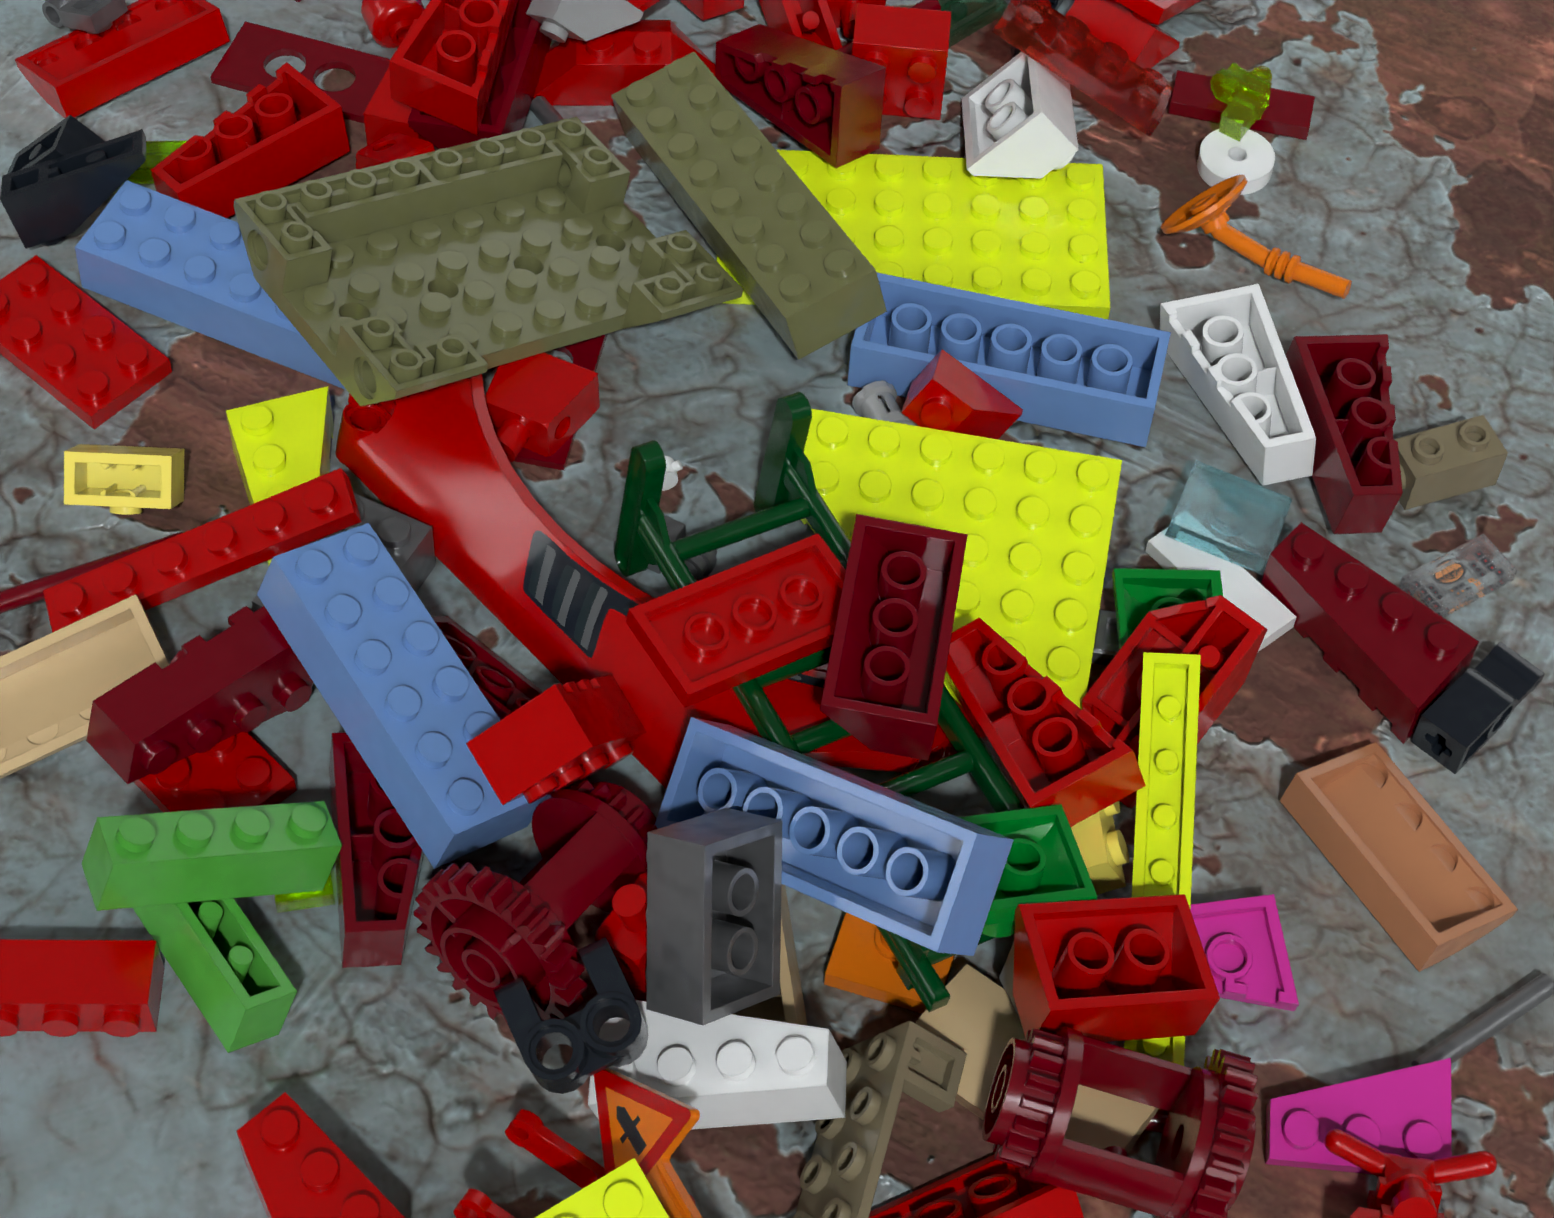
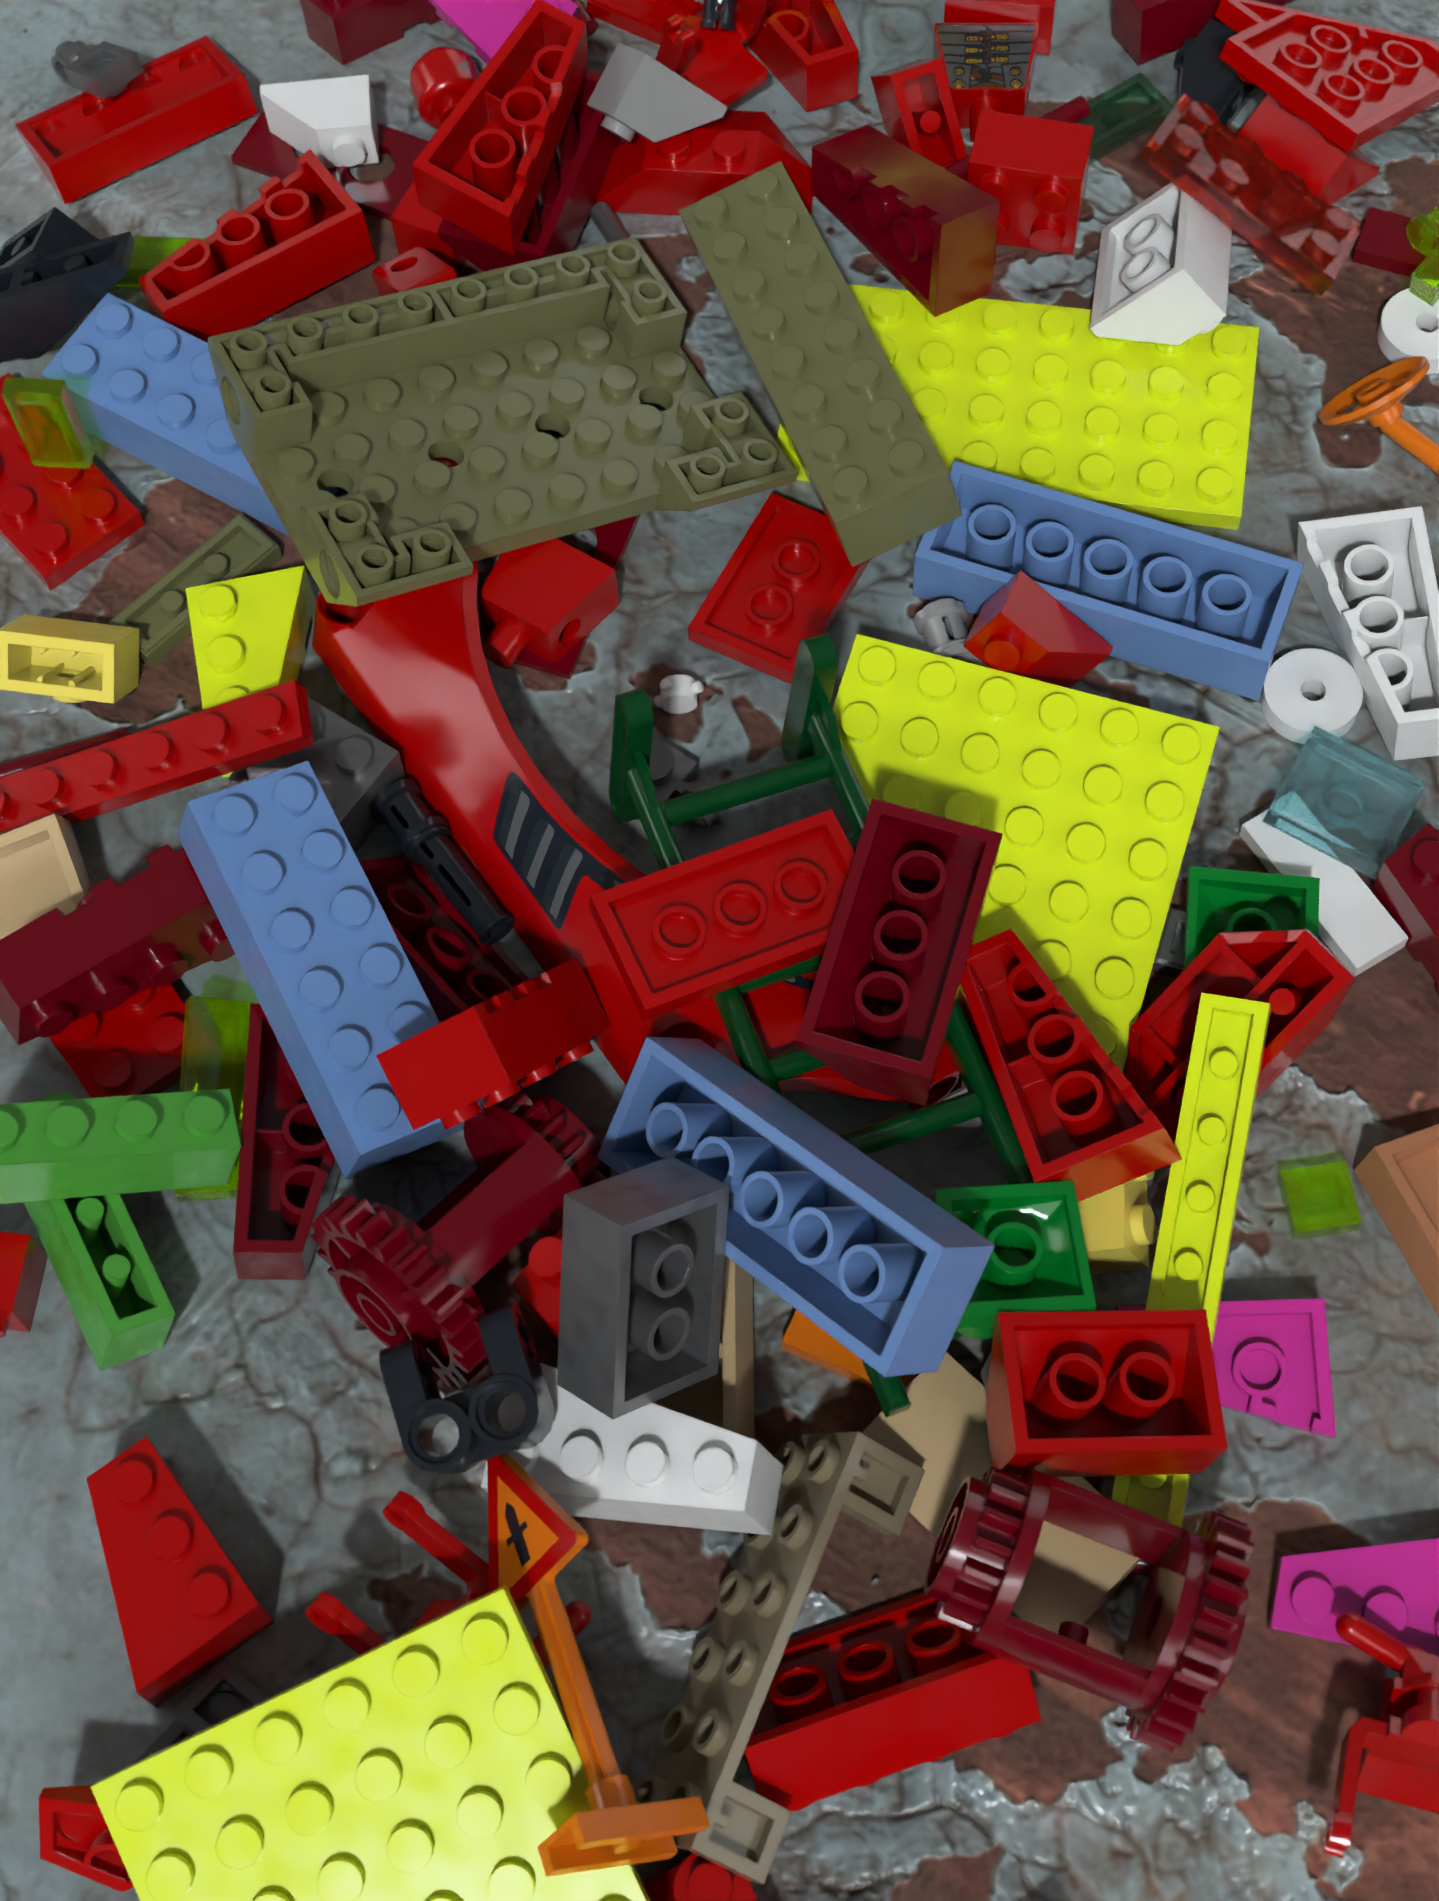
camera: 15 degrees right, 10 degrees up
(88, 284) = (48, 422): none -> clear neon green tile
(206, 431) = (163, 611): none -> olive tile
(292, 35) = (327, 116): none -> white slope
(299, 770) = (215, 1047): none -> clear neon green tile
(464, 603) = (428, 842): none -> black pin
(734, 387) = (776, 589): none -> red plate
(1192, 423) = (1313, 672): none -> white piece
(1255, 825) = (1319, 1200): none -> clear neon green tile

